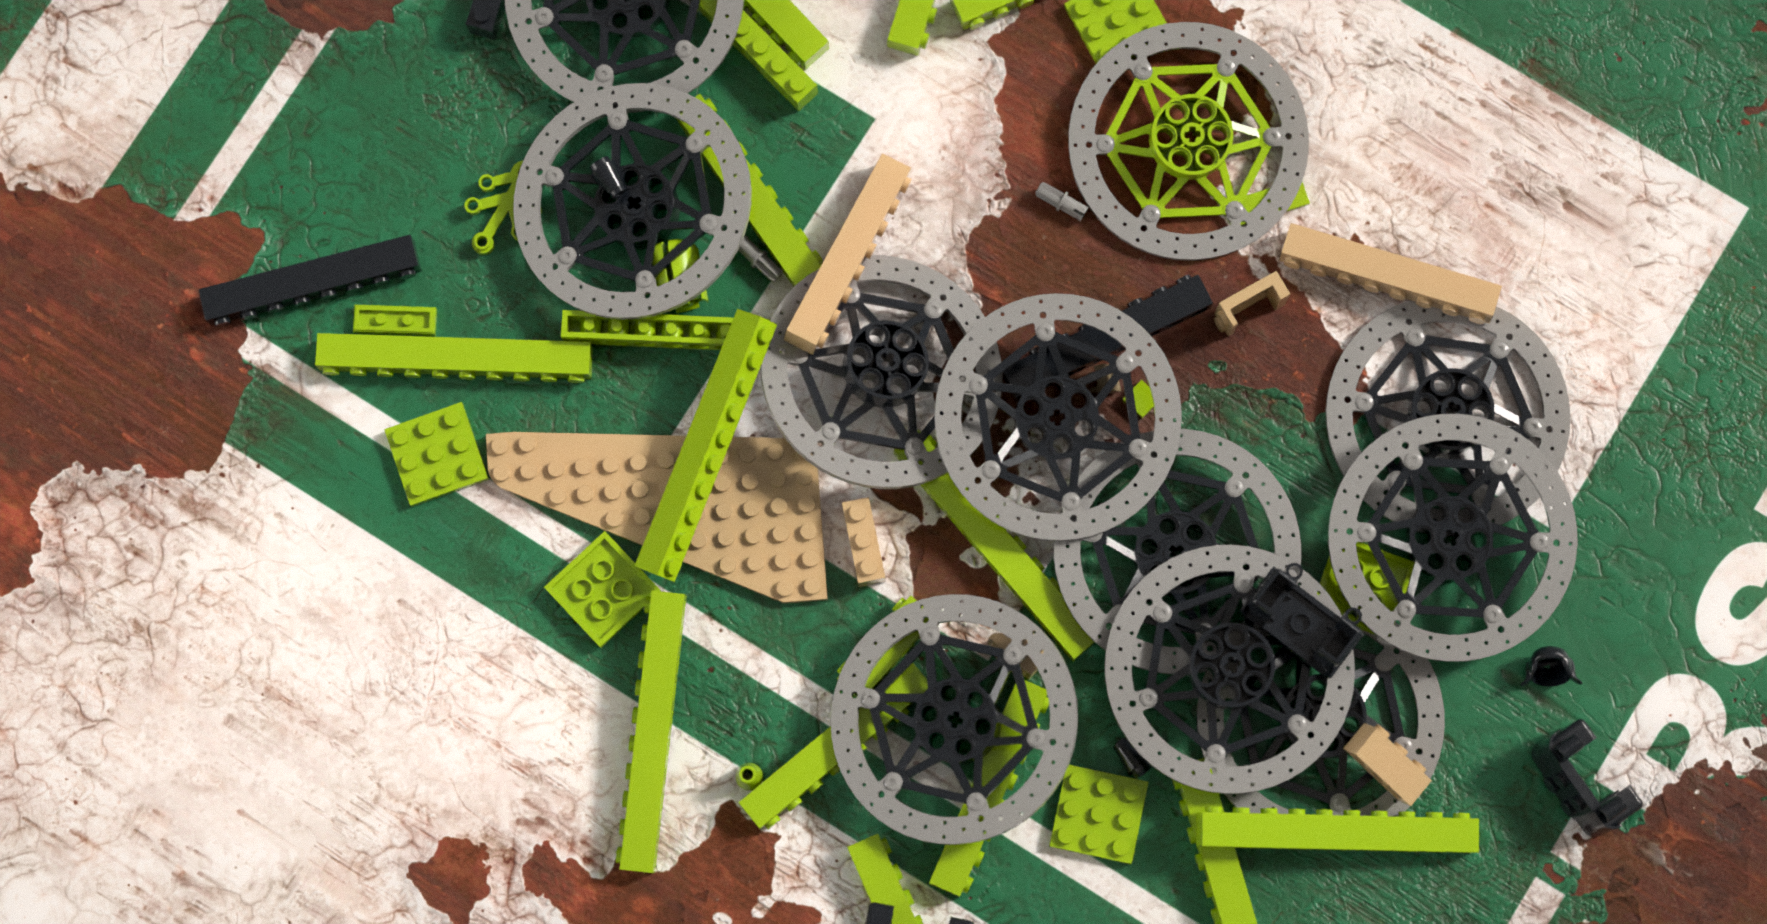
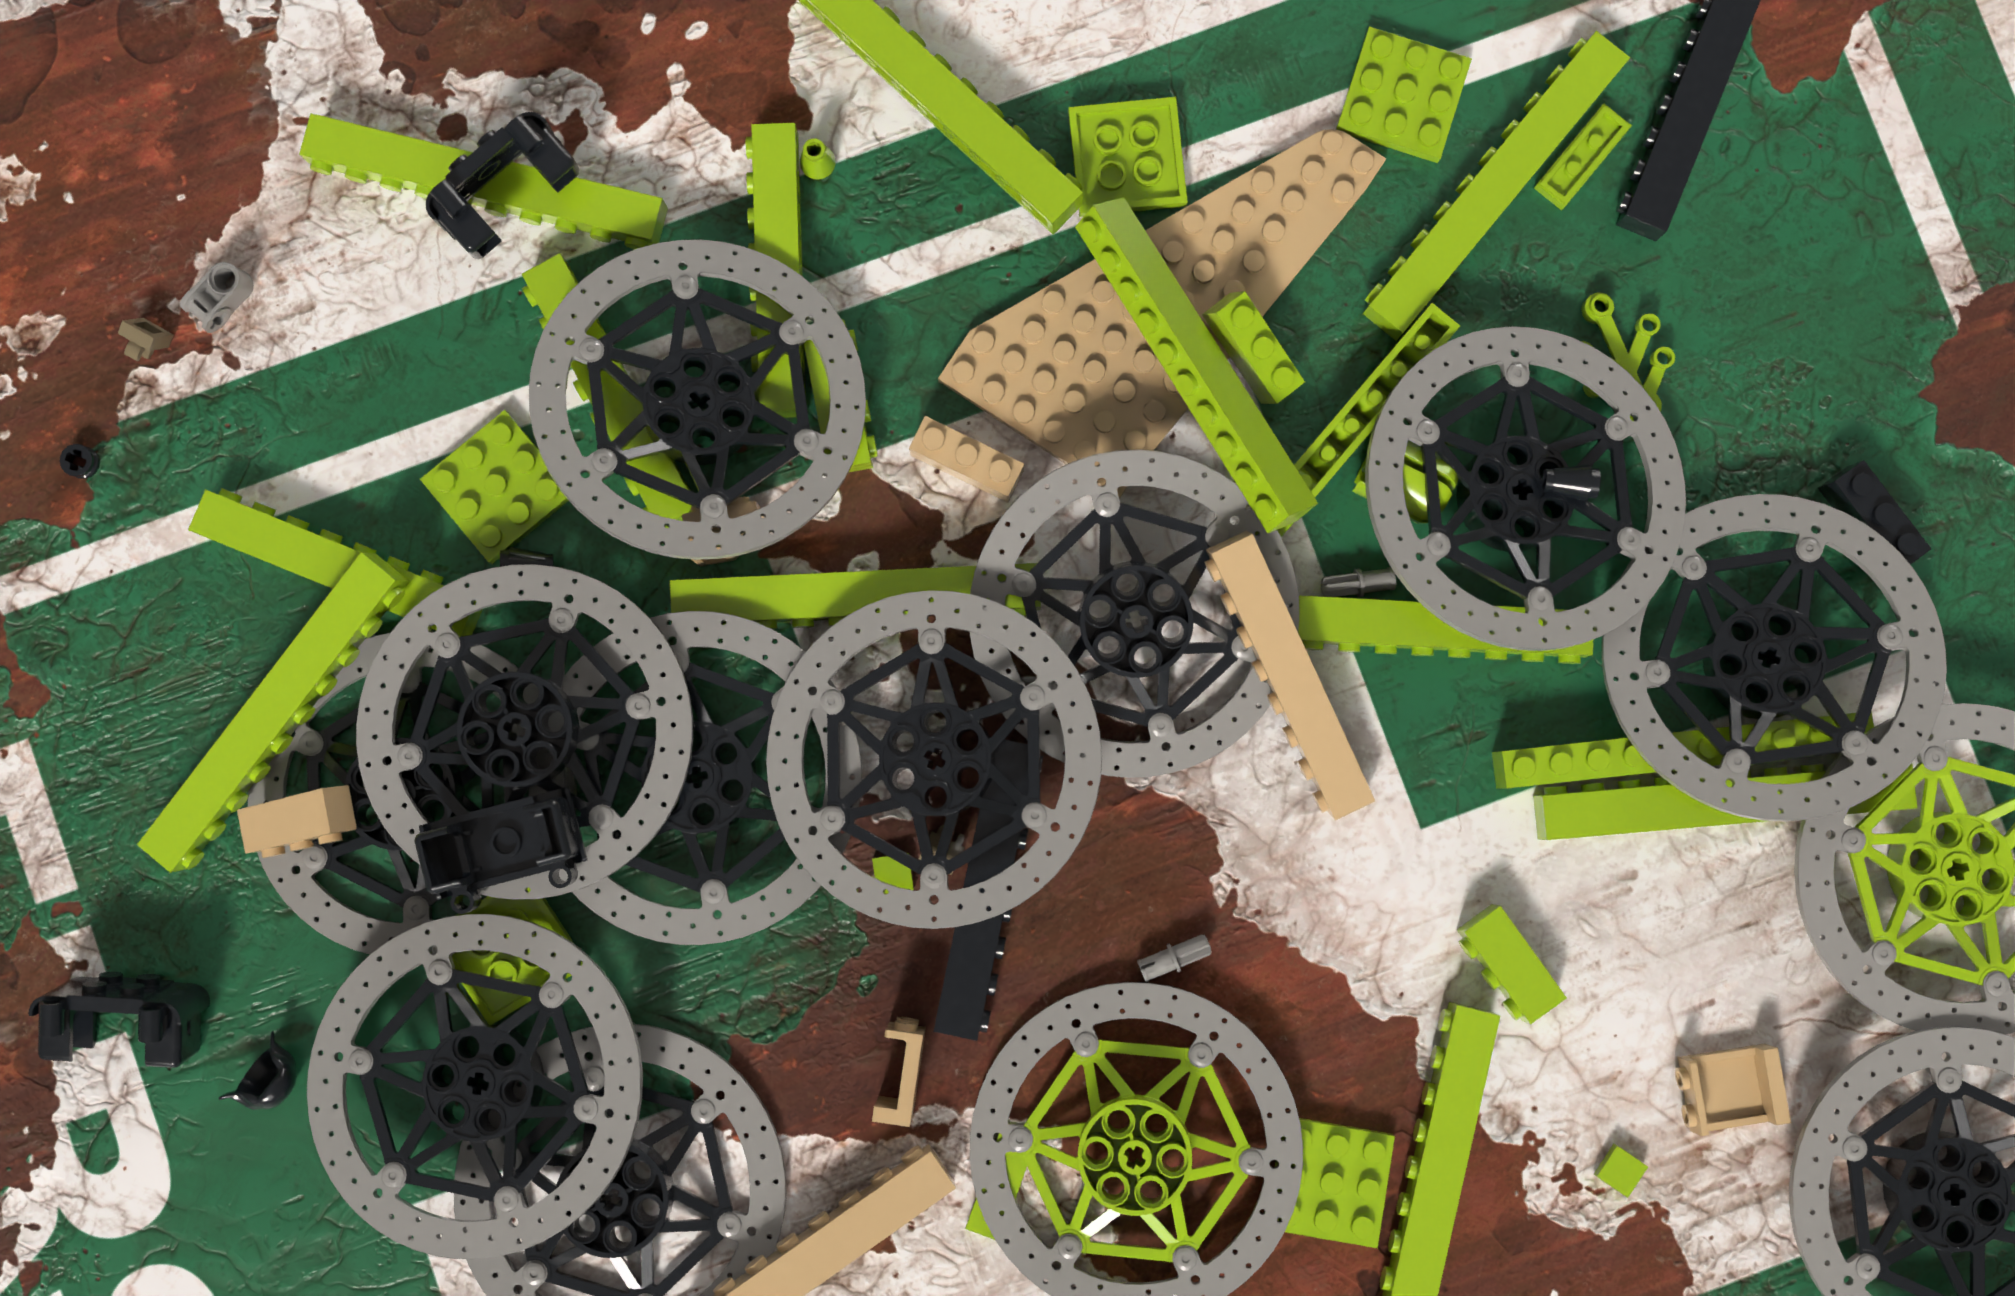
camera: 125 degrees right, 5 degrees up
(667, 422) = (1253, 348): none -> lime brick

